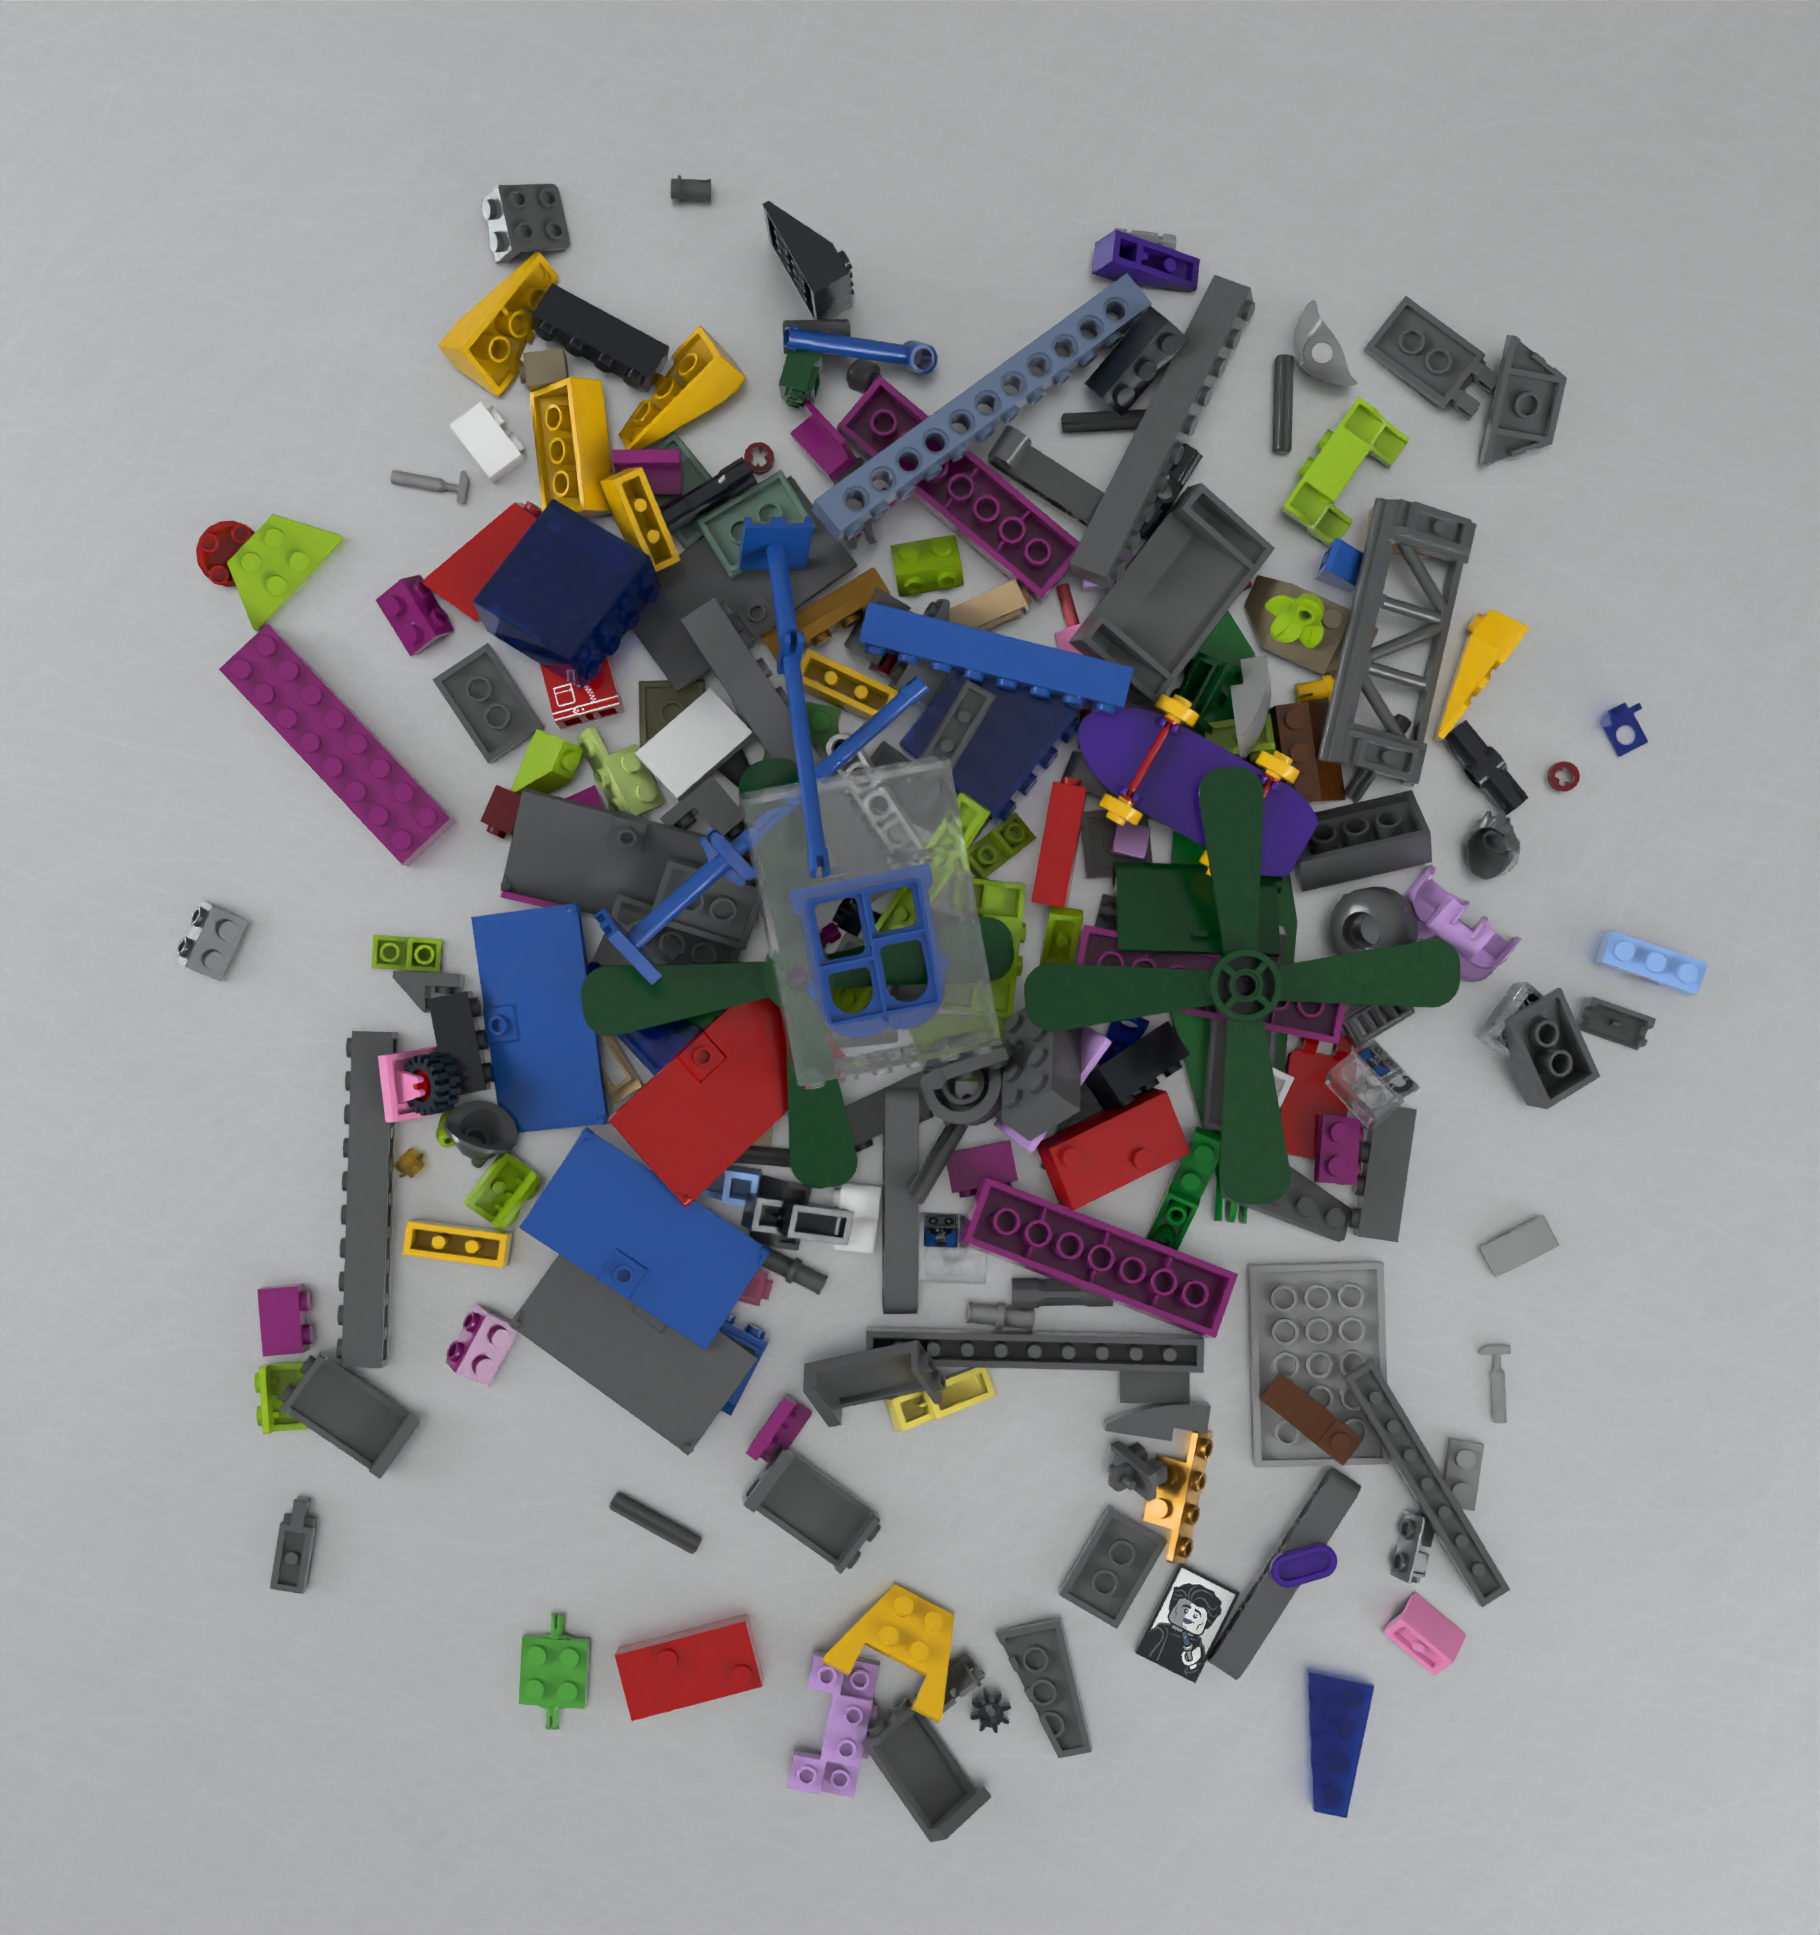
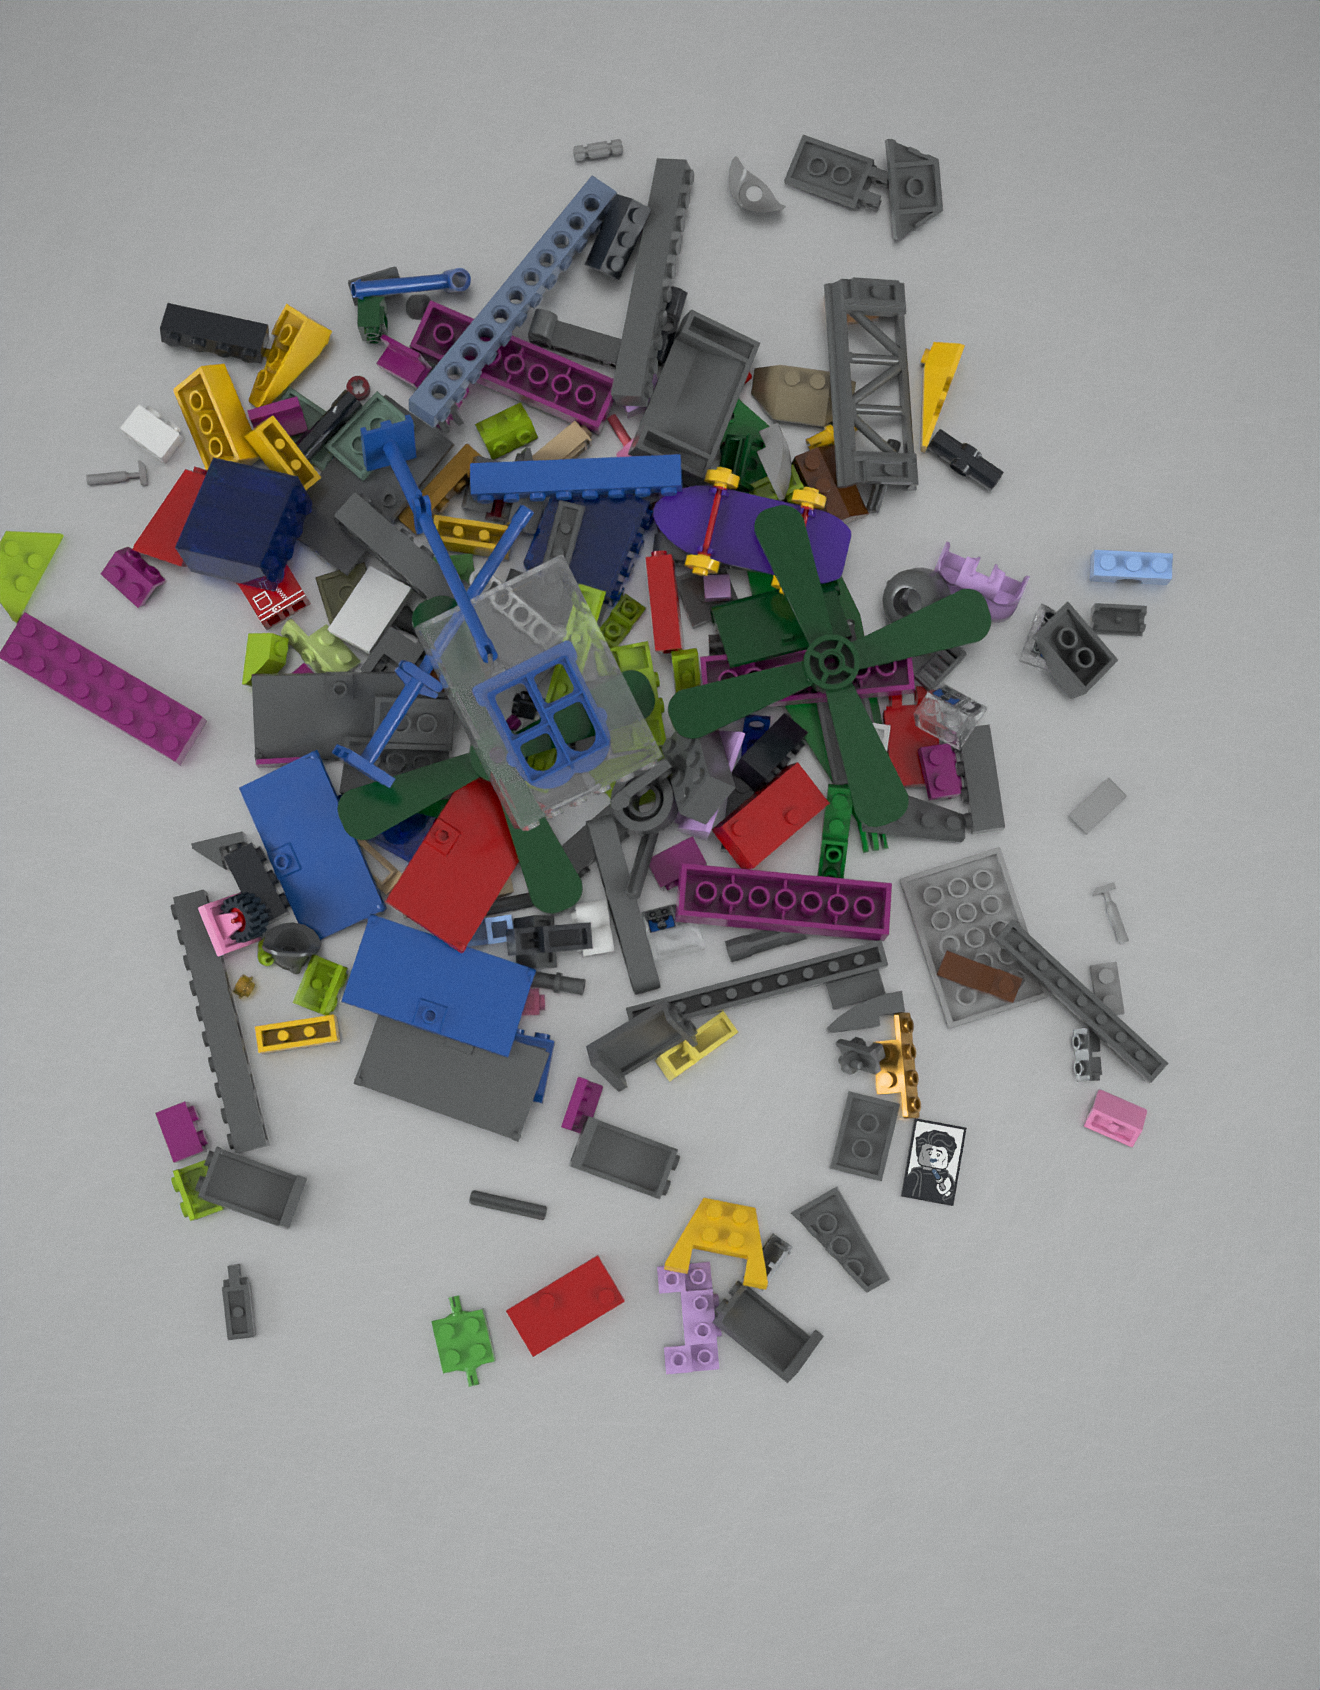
camera: 20 degrees left, 5 degrees down
(211, 940) = (46, 862): bracket -> none
(406, 953) = (196, 829): lime slope -> none
(481, 1345) = (337, 1108): bracket -> none
(488, 703) = (206, 625): dark grey plate -> none
(495, 331) = (135, 351): yellow wedge -> none
(501, 812) = (240, 703): dark red brick -> none
(524, 220) = (133, 264): dark grey bracket -> none
(543, 368) = (178, 367): dark tan brick -> none
(690, 189) = (251, 207): dark grey pin -> none
(812, 264) = (355, 232): black slope -> none
(983, 1716) = (796, 1270): black gear -> none
(1000, 1316) = (723, 971): light grey pin -> none
(1101, 421) = (604, 289): dark grey axle -> none
(1144, 262) = (603, 163): dark purple slope -> none
(1268, 1599) = (995, 1102): dark grey beam -> none
(1283, 404) = (736, 238): dark grey axle -> none
(1294, 622) = (789, 391): lime plate -> none
(1303, 1565) = (1007, 1089): dark purple tile -> none
(1336, 1735) = (1071, 1212): clear blue wing -> none
(1340, 566) = (813, 342): blue slope -> none
(1342, 452) = (788, 267): lime bracket -> none
(1364, 841) = (891, 540): dark grey slope -> none
(1492, 847) = (988, 515): dark grey hair -> none
(1572, 771) = (1031, 445): dark red bush -> none
(1623, 716) = (1055, 393): clear blue bracket -> none

